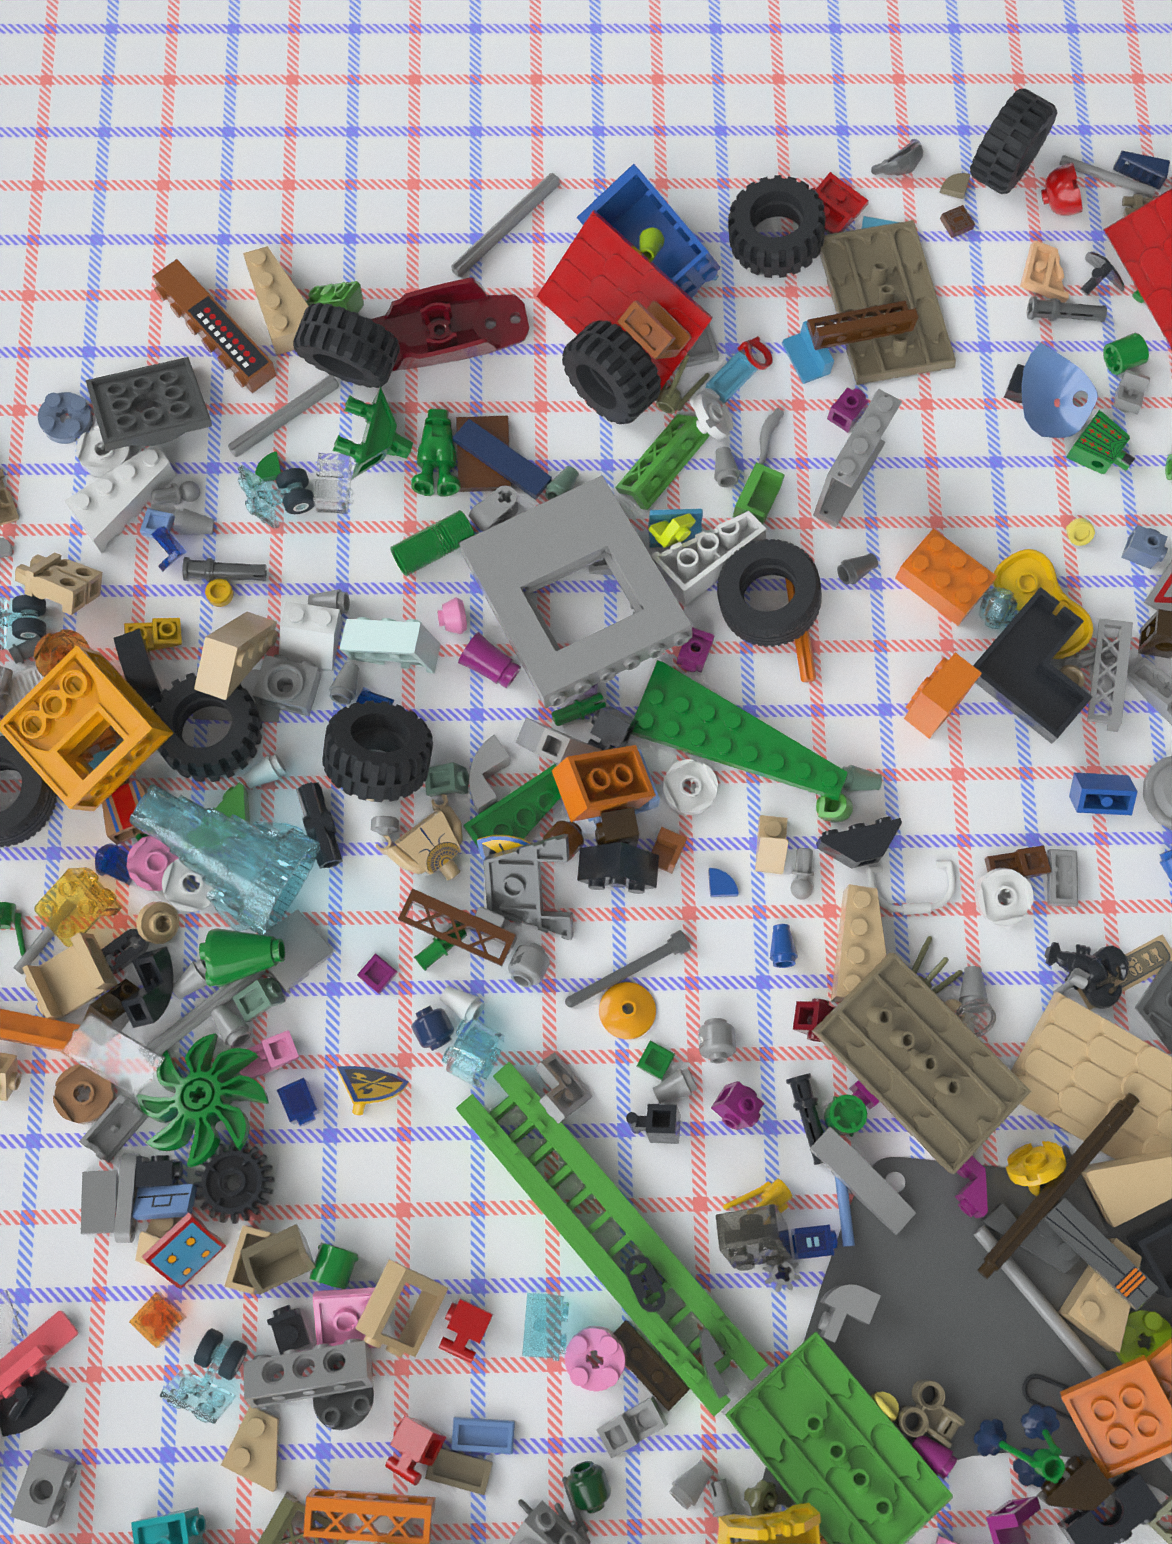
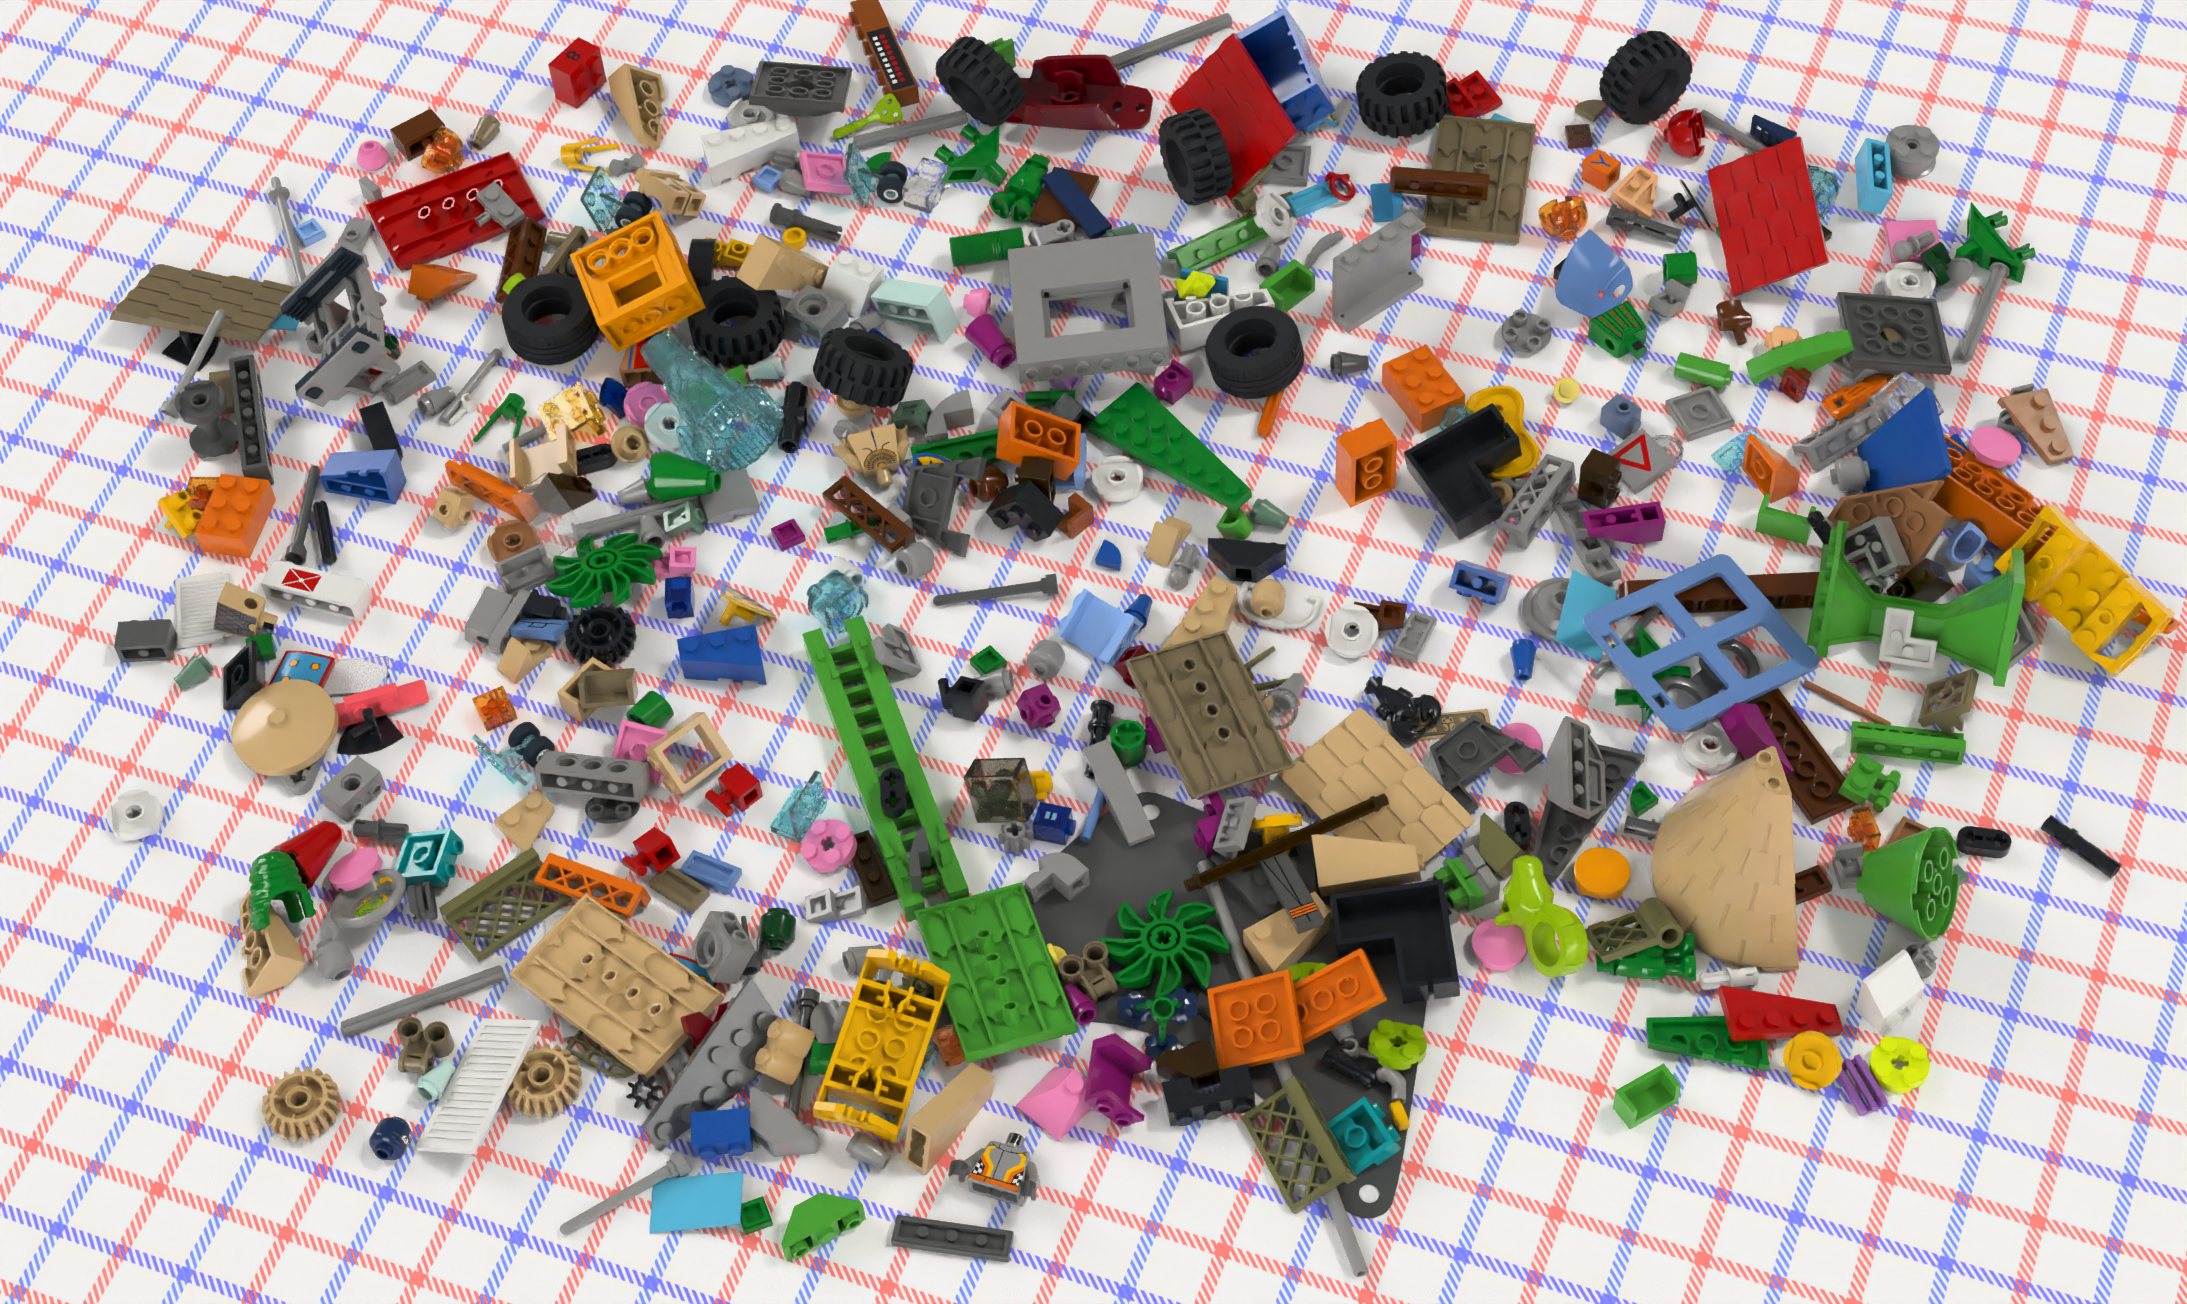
camera: 30 degrees right, 20 degrees down
(99, 1526) = (379, 829): none -> dark grey axle
(157, 978) = (608, 481): black brick -> none
(170, 545) = (770, 191): clear blue tile -> none
(184, 1251) = (538, 663): slope -> none
(217, 500) = (823, 172): none -> bright pink tile
(239, 410) = (875, 115): none -> lime piece
(277, 296) = (942, 33): tan wedge -> none
(288, 1329) = (593, 741): black bracket -> none
(331, 599) = (891, 267): light grey cone -> none
(381, 1160) = (723, 655): none -> blue wedge
(432, 1028) = (808, 574): dark blue head -> none
(622, 1024) = (983, 630): light orange dish -> none
(651, 242) = (1276, 71): lime cone -> none
(654, 329) = (1242, 132): dark orange panel -> none
(759, 985) = (1099, 628): none -> light blue panel
(902, 162) = (1548, 79): dark grey piece -> none
(906, 886) = (1268, 598): none -> tan head
(994, 330) = (1565, 218): none -> clear orange cylinder
(999, 257) = (1600, 170): none -> orange brick
(1003, 1347) = (1164, 944): none -> green piece
(1008, 1192) = (1235, 826): none -> light grey bracket
(1010, 473) = (1526, 331): none -> light grey dish
(1077, 977) = (1384, 705): light grey hand -> none

